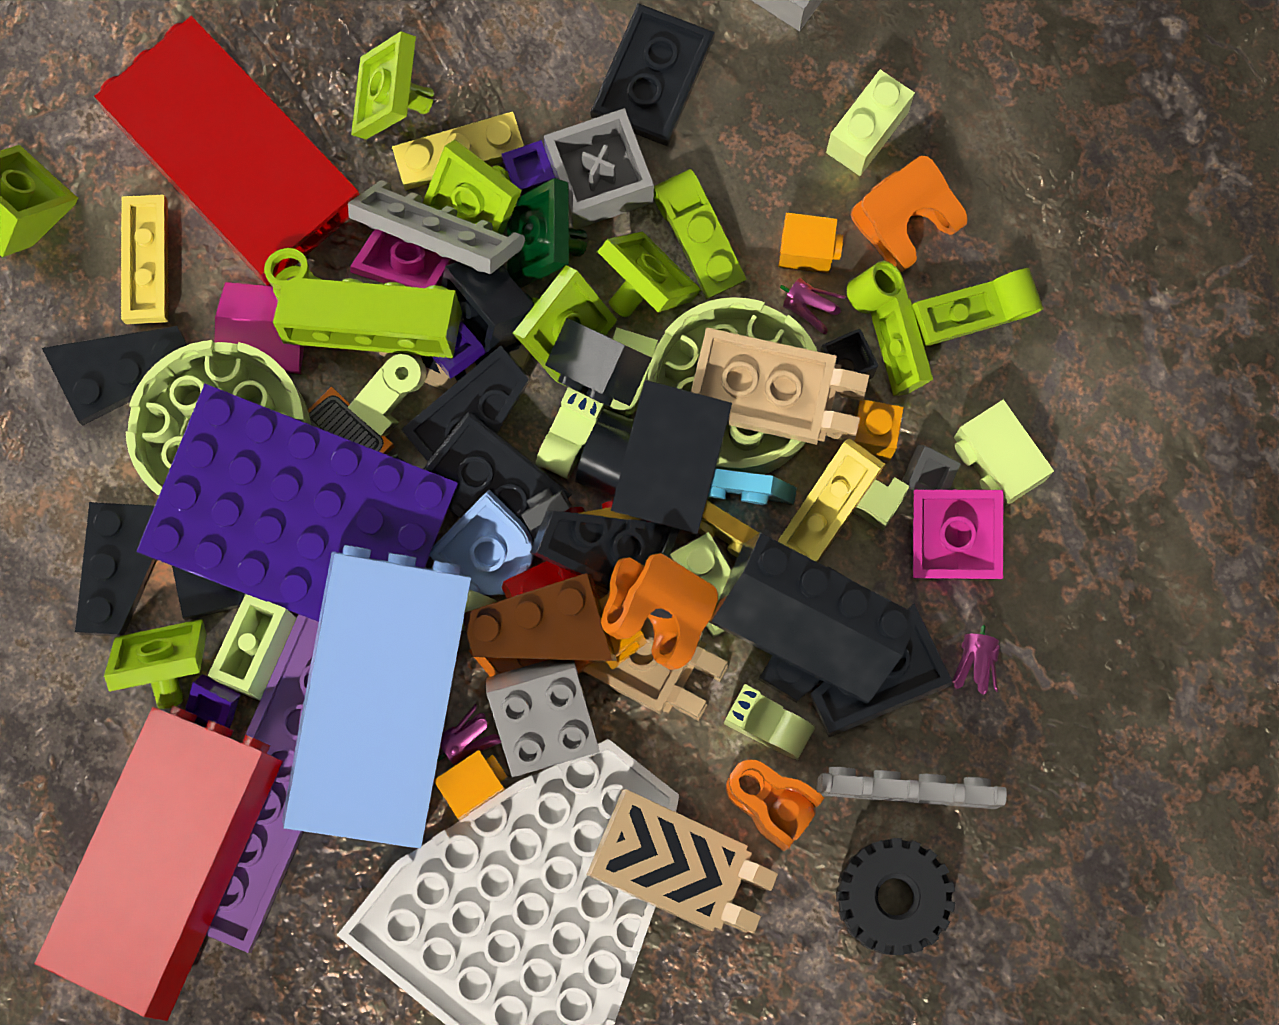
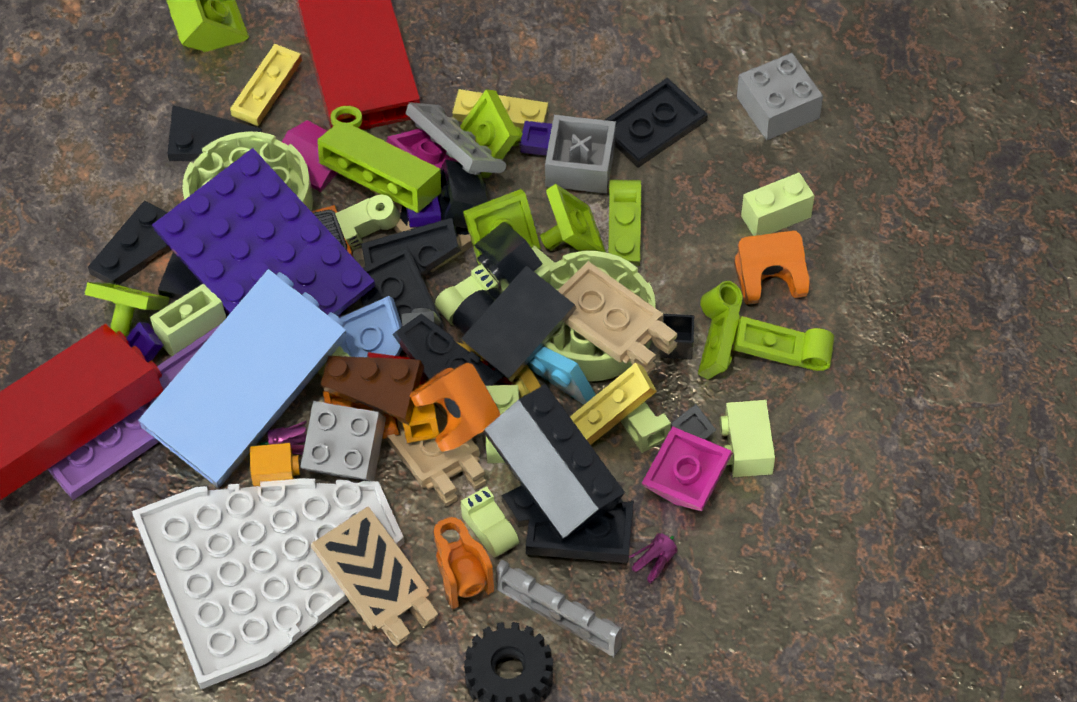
camera: 30 degrees right, 20 degrees down
(386, 87) = (475, 53): lime tile -> none
(544, 223) = (520, 172): dark green tile -> none
(802, 295) = (668, 287): flat silver piece -> none
(809, 243) = (693, 257): light orange brick -> none
(878, 428) = (672, 383): light orange brick -> none

